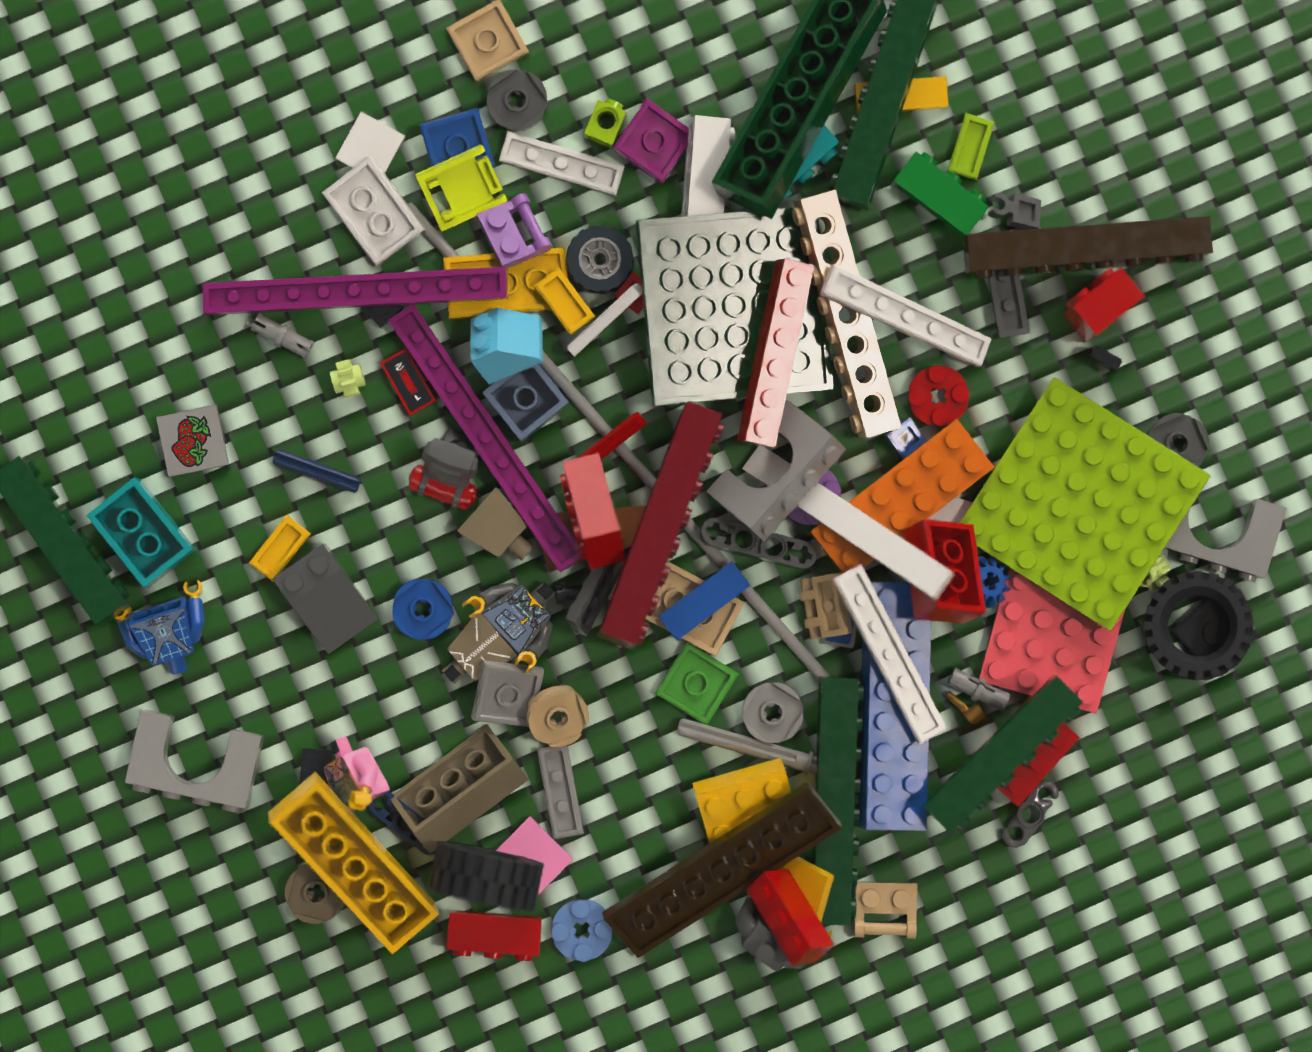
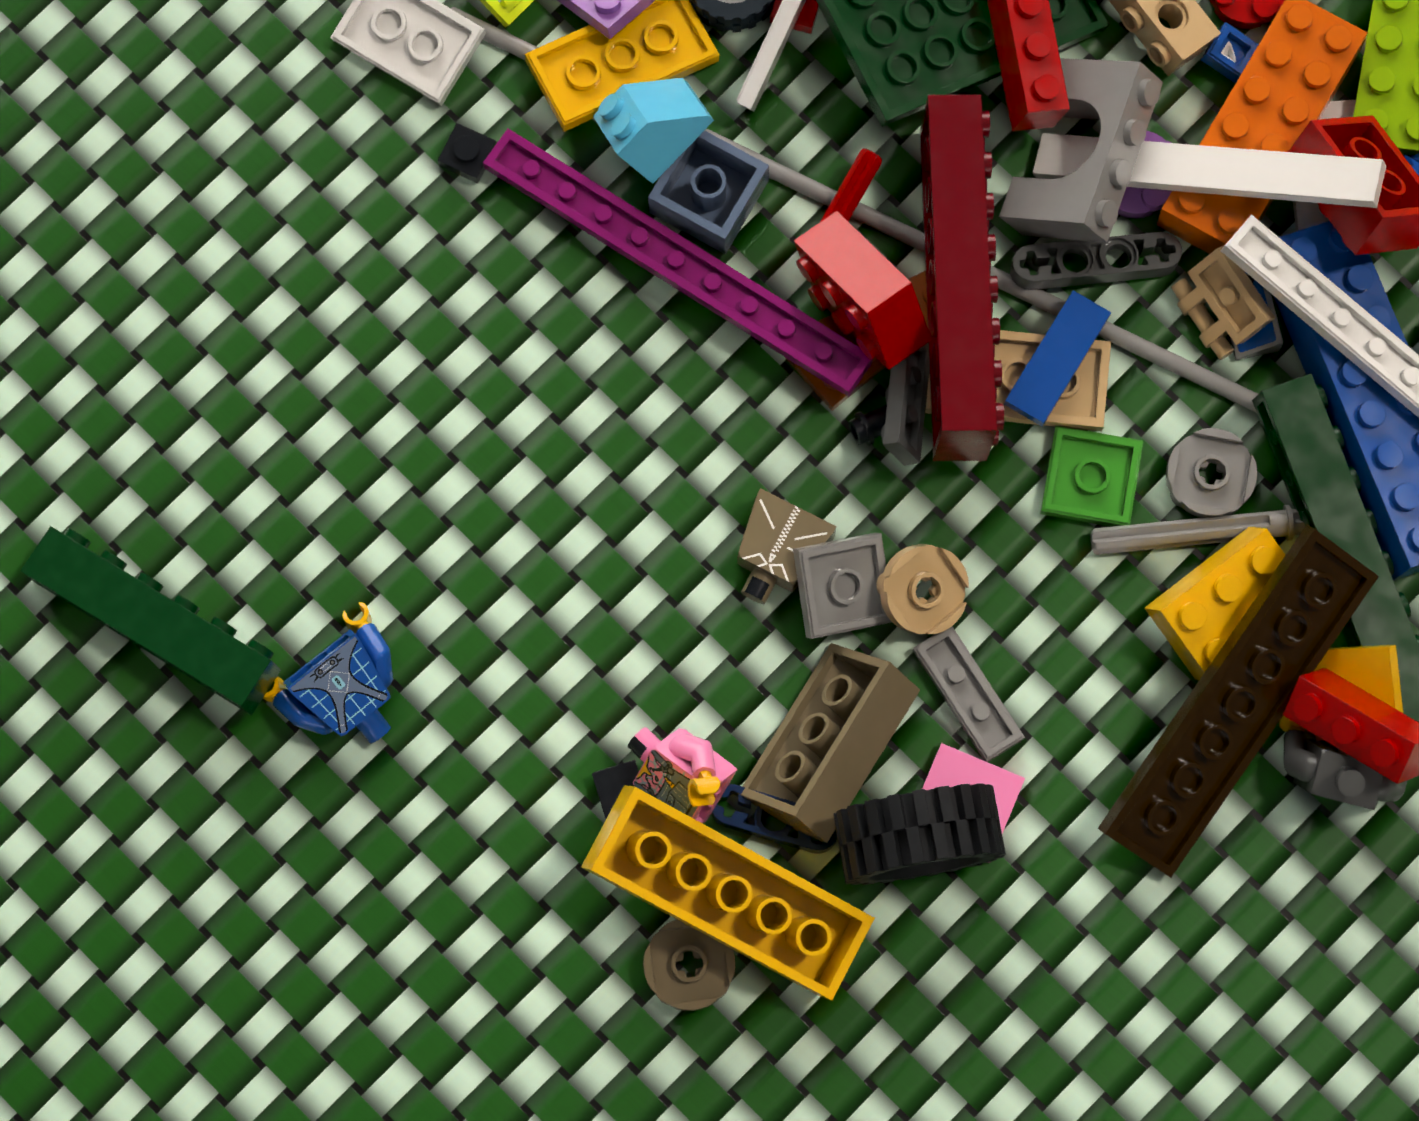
camera: 15 degrees left, 10 degrees down
(141, 532) = (258, 564): teal brick -> none
(151, 767) = (510, 866): light grey arch -> none
(192, 441) = (281, 423): light grey tile -> none
(280, 548) = (455, 519): yellow tile -> none
(282, 335) = (349, 239): light grey pin -> none
(316, 470) = (464, 397): dark blue axle -> none
(325, 598) = (543, 557): dark grey slope -> none
(347, 378) = (459, 257): yellowish green gear -> none
(355, 291) = (424, 138): magenta plate -> none
(405, 607) = (675, 497): blue plate -> none
(408, 382) = (541, 235): tile -> none
(447, 471) = (641, 324): dark grey piece -> none
(494, 934) = (960, 922): red brick -> none
(497, 527) = (737, 373): dark tan torso -> none
(518, 617) = (816, 477): torso -> none
(564, 301) = (708, 48): yellow tile -> none
(564, 930) = (1054, 882): medium blue plate -> none

